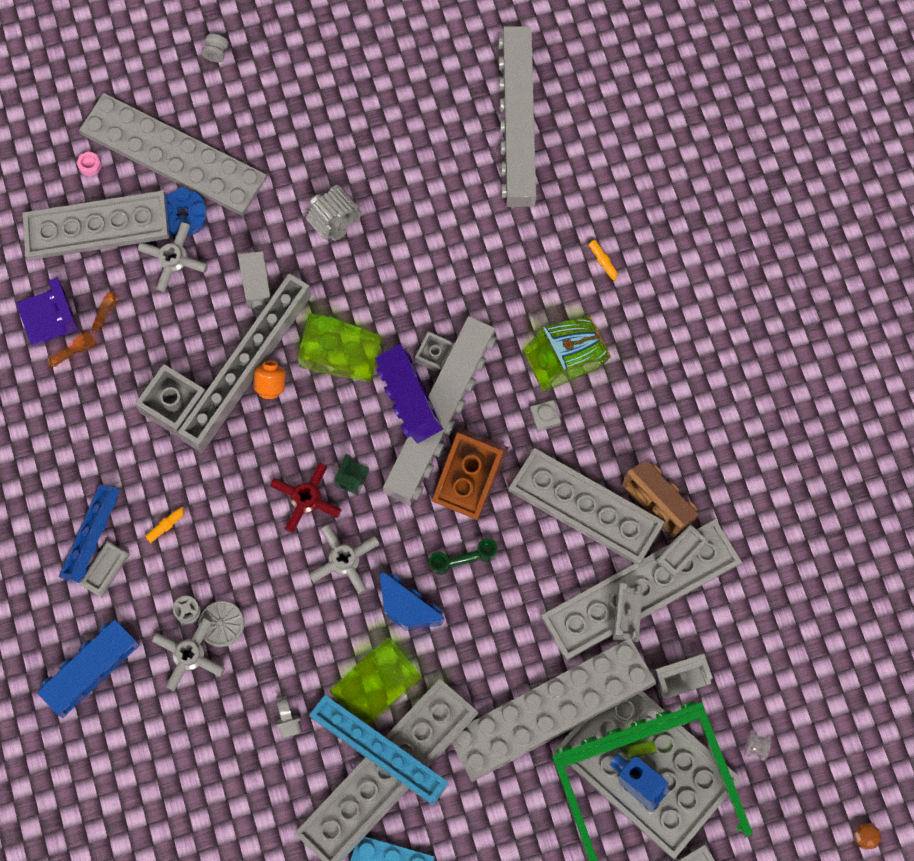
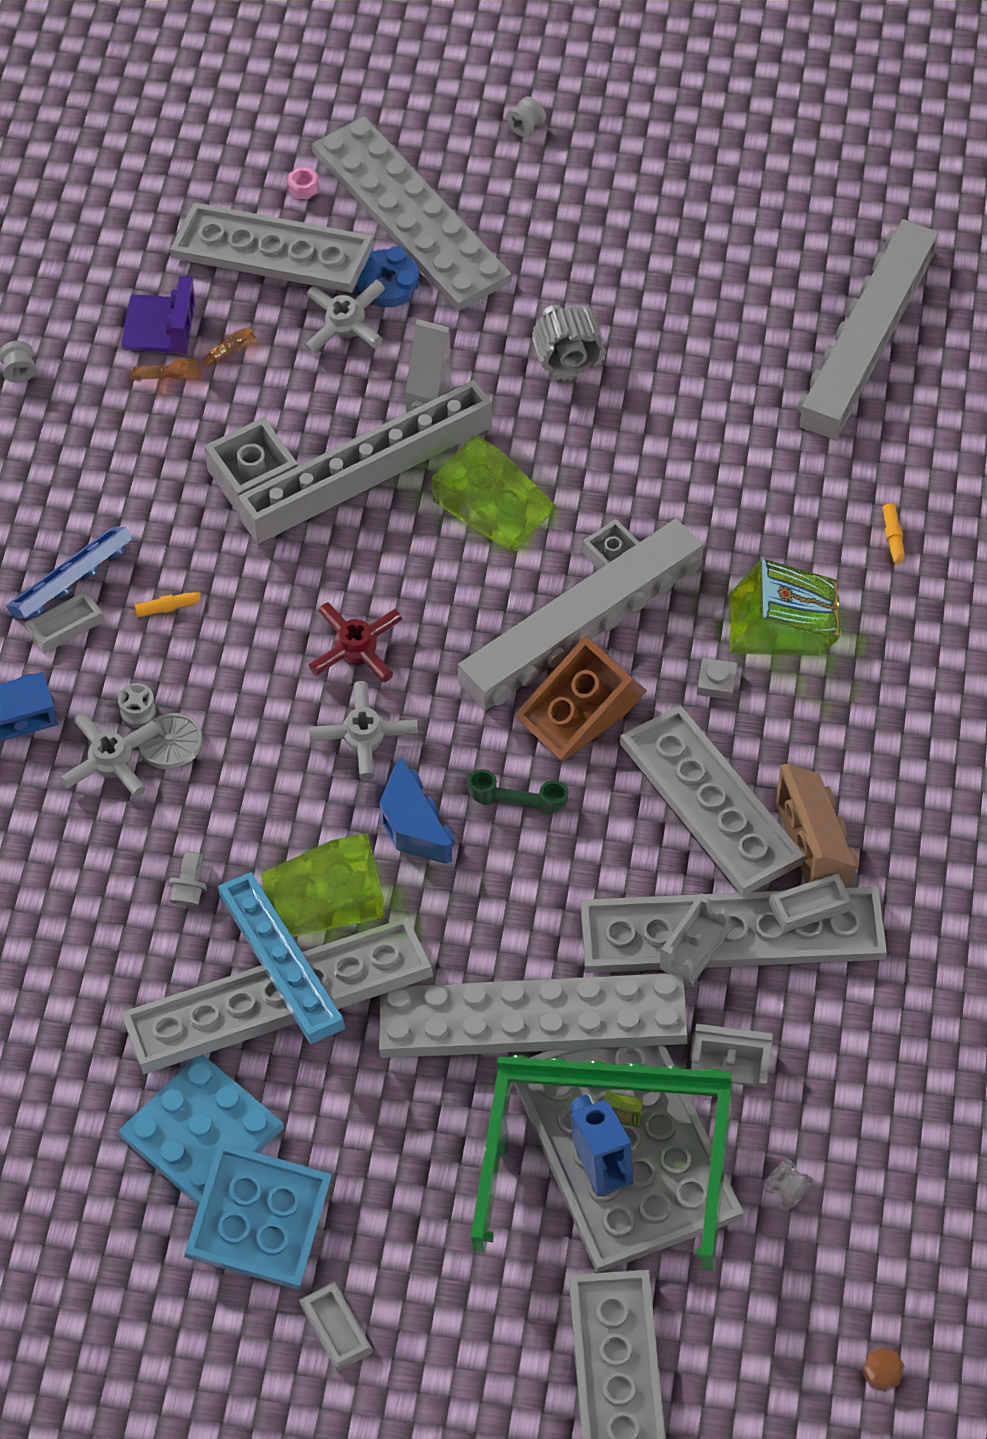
camera: 30 degrees right, 15 degrees down
(269, 379) = (385, 492): orange head -> none
(351, 476) = (425, 641): clear green panel -> none
(408, 393) = (548, 572): dark purple brick -> none

